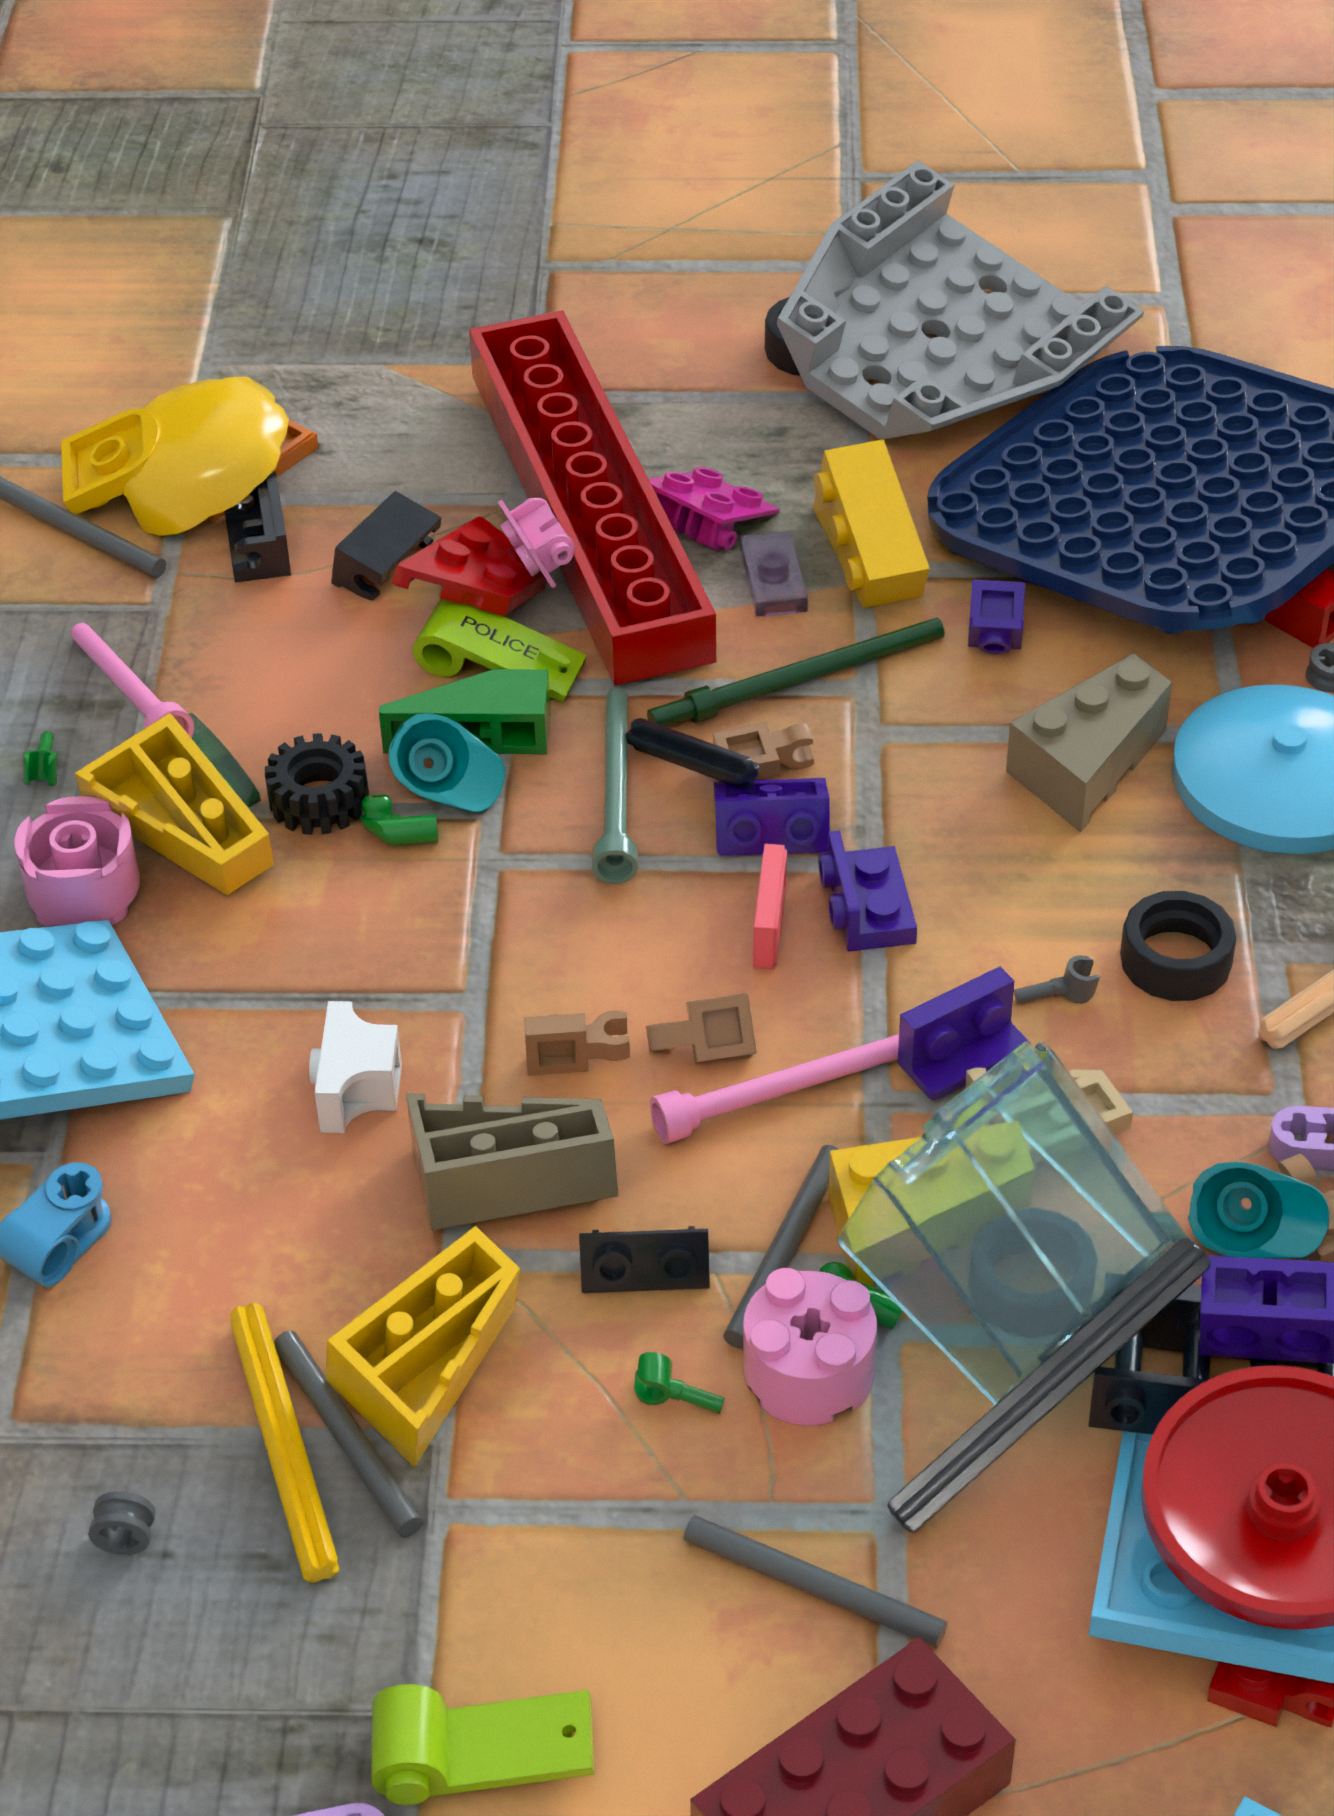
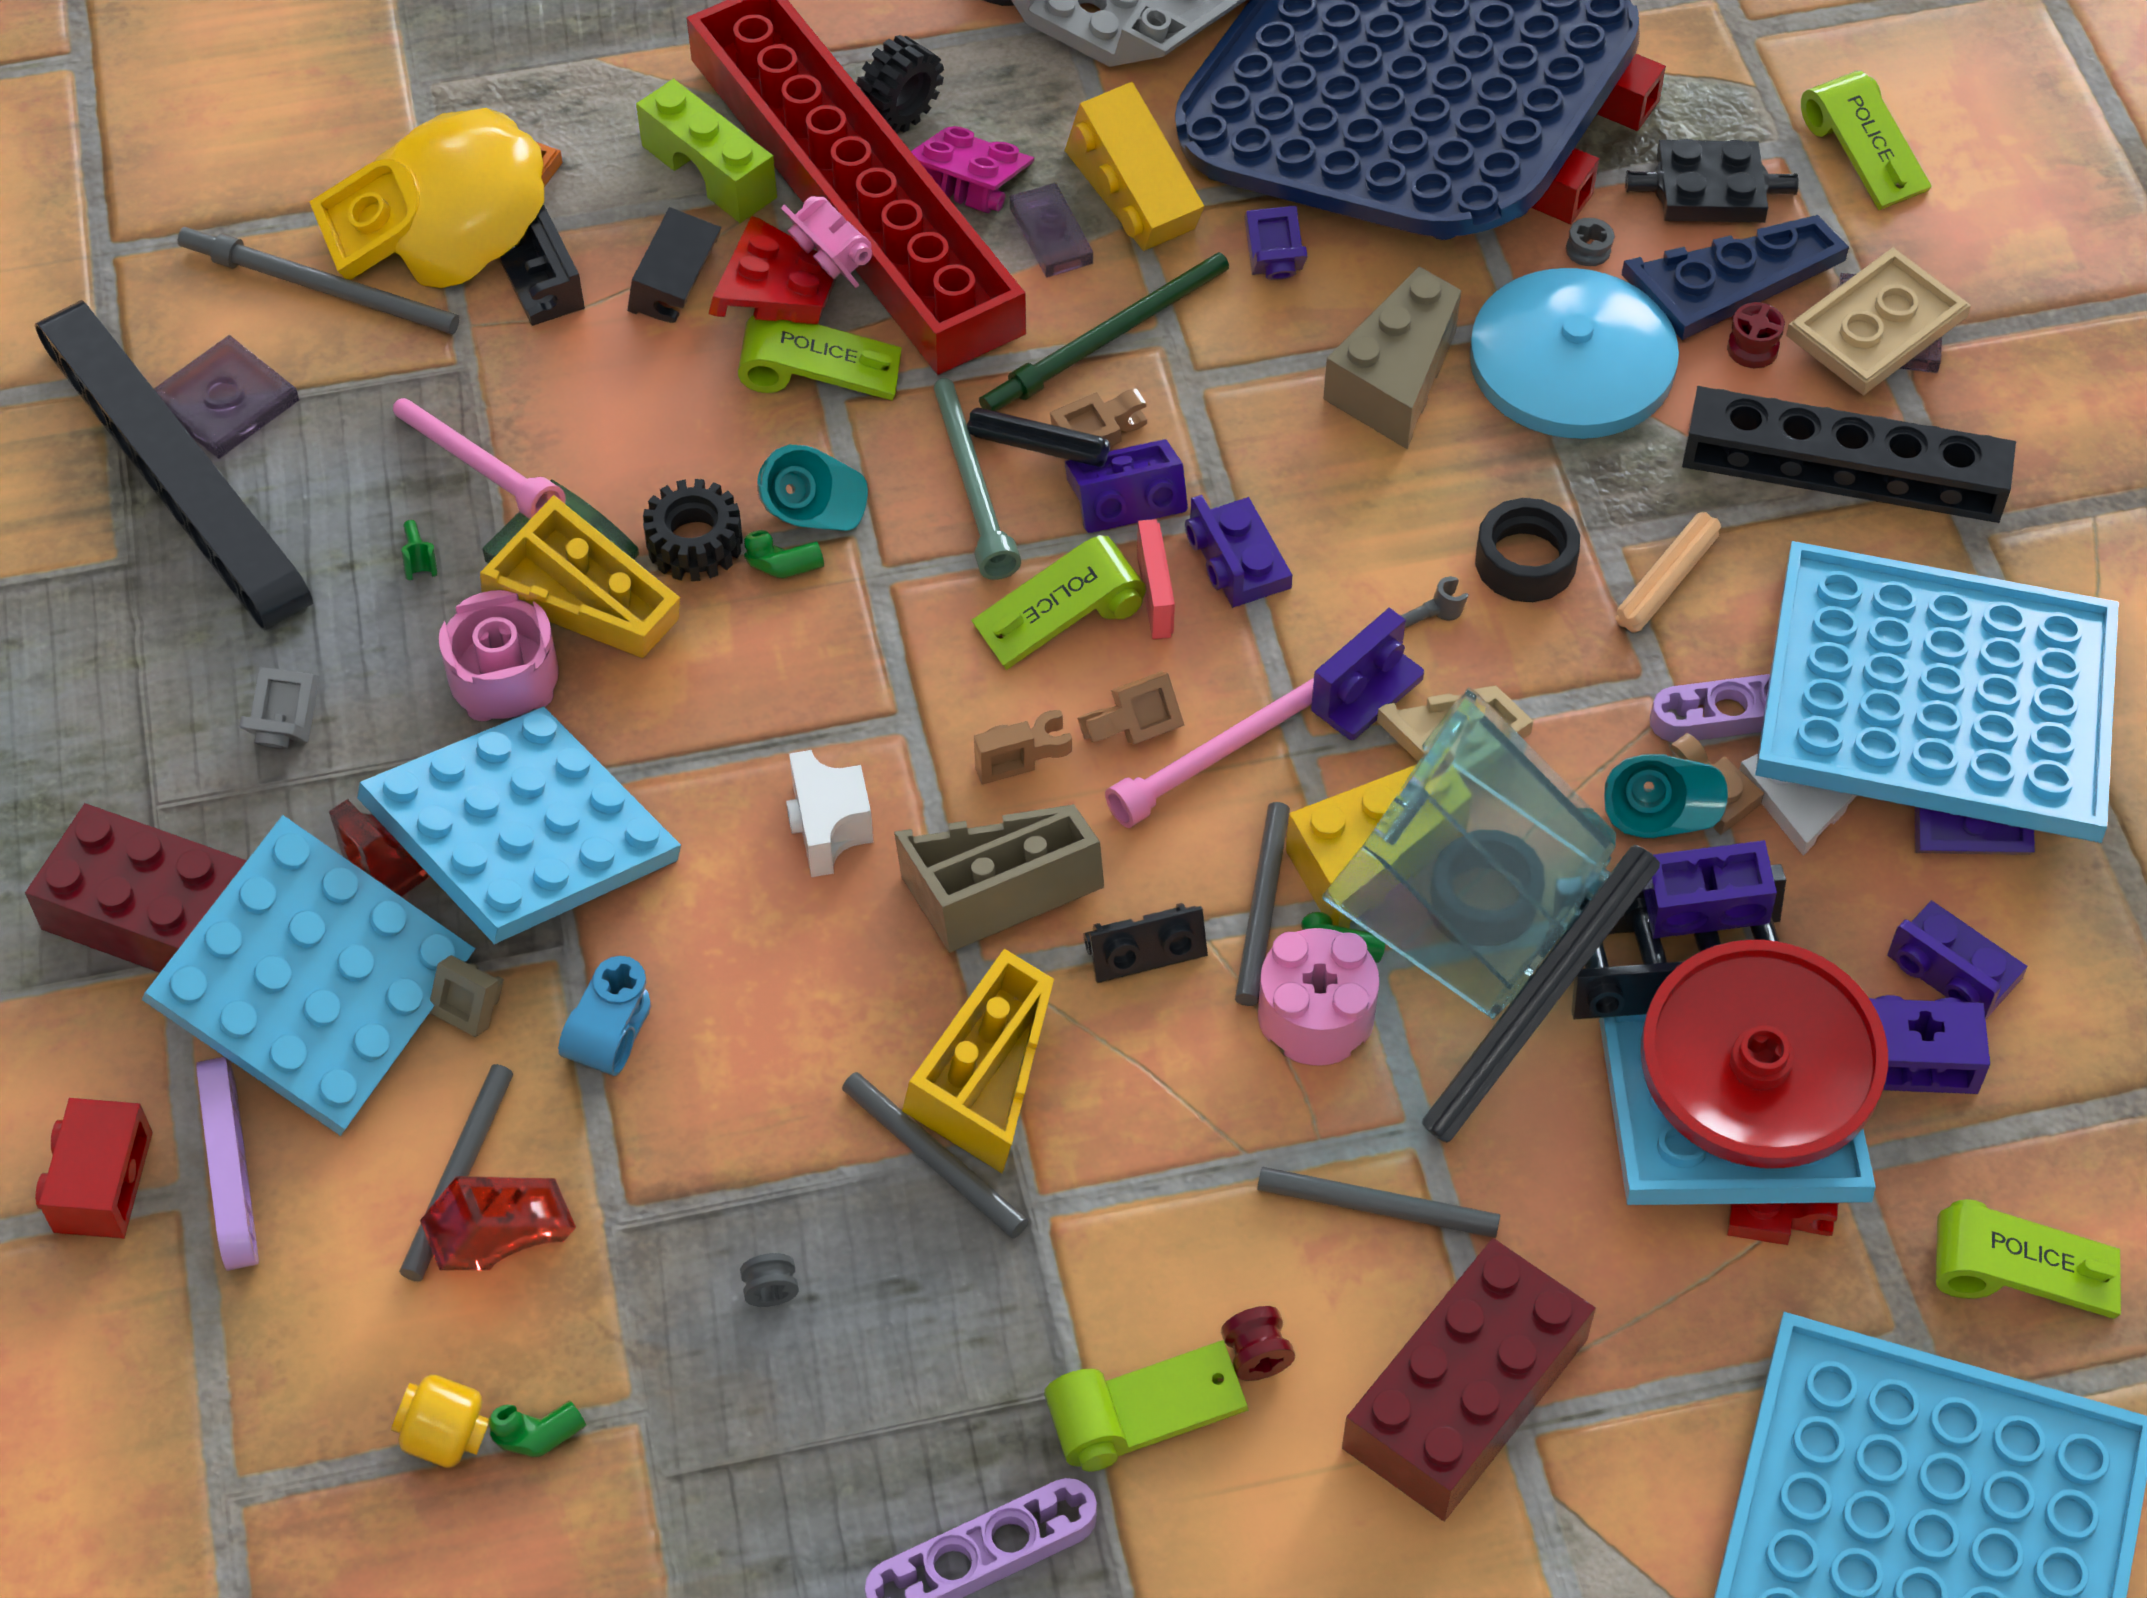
camera: 15 degrees left, 10 degrees up
(284, 1444) = (883, 1175): yellow axle -> none
(443, 433) = (684, 128): none -> lime arch
(498, 707) = (841, 420): green slope -> none
(626, 1702) = (1258, 1343): none -> dark red wheel
(655, 1385) = (1190, 1055): green hand -> none
(677, 428) = (902, 81): none -> black tyre
(699, 890) = (1082, 580): none -> lime door

